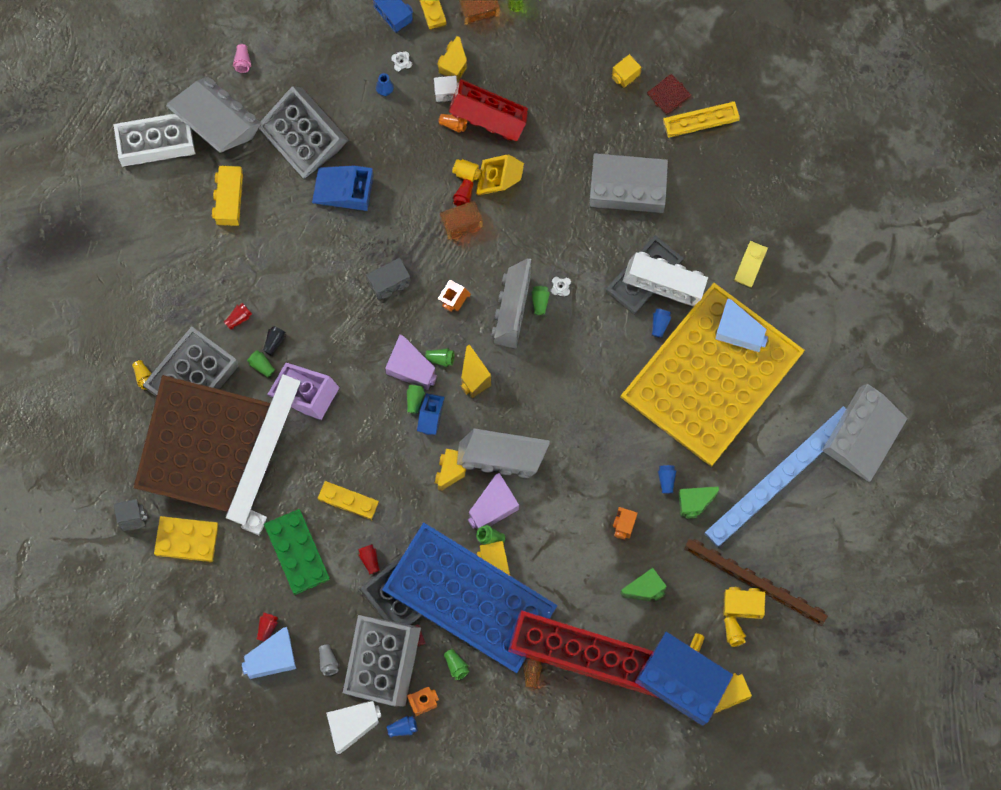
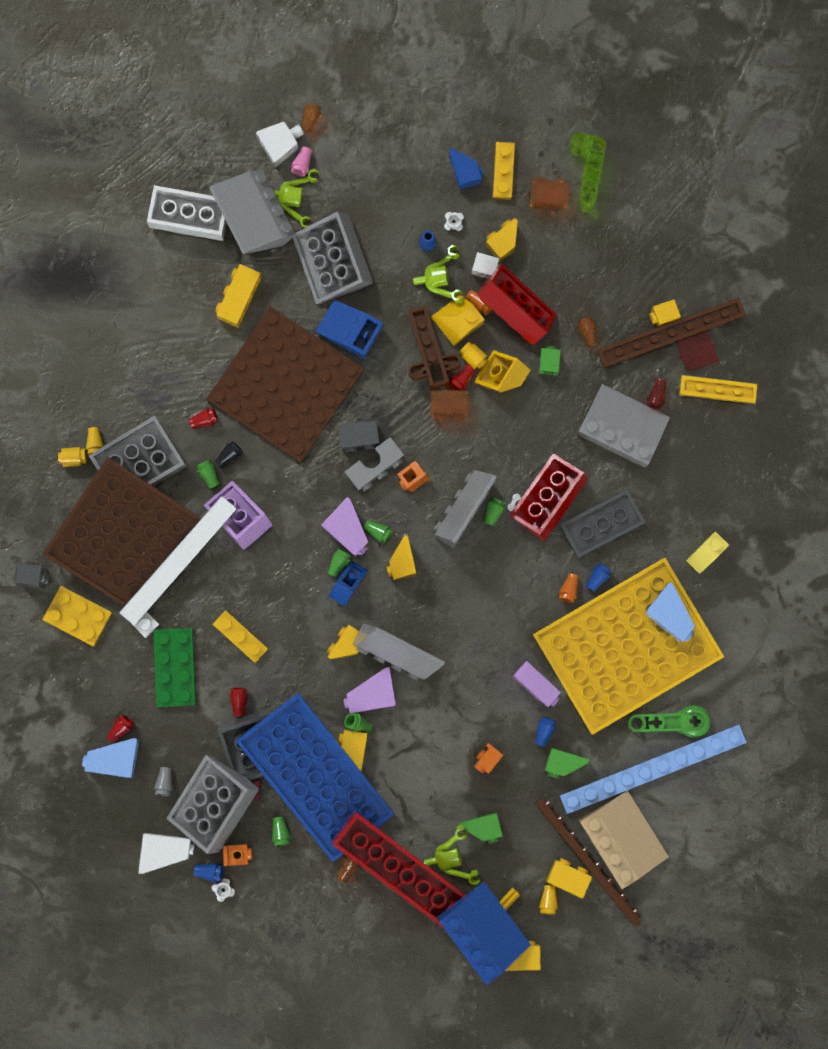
camera: 15 degrees right, 10 degrees up
(127, 395) = (72, 457): none -> yellow brick
(213, 48) = (279, 141): none -> white torso
(234, 17) = (310, 116): none -> clear orange cone
(243, 91) = (291, 196): none -> lime piece
(302, 259) = (285, 384): none -> reddish brown plate
(405, 112) = (437, 275): none -> lime piece
(407, 313) = (363, 477): none -> light grey arch
(416, 740) = (217, 888): none -> white plate
(425, 180) = (429, 351): none -> reddish brown piece
(440, 144) = (458, 320): none -> yellow slope
(538, 150) = (549, 361): none -> bright green brick
(561, 110) = (588, 330): none -> clear orange cone
(586, 267) = (549, 497): none -> red slope
(625, 627) = (449, 857): none -> lime piece
(638, 86) = (671, 333): none -> reddish brown plate
(638, 345) = (568, 591): none -> orange cone
(642, 438) = (537, 685): none -> lavender slope
(648, 144) = (657, 394): none -> clear red cone
(665, 278) = (618, 540): white brick -> none
(779, 550) = (623, 839): none -> tan slope
(784, 426) = (676, 722): none -> bright green beam
(865, 432) = (748, 759): light grey slope -> none

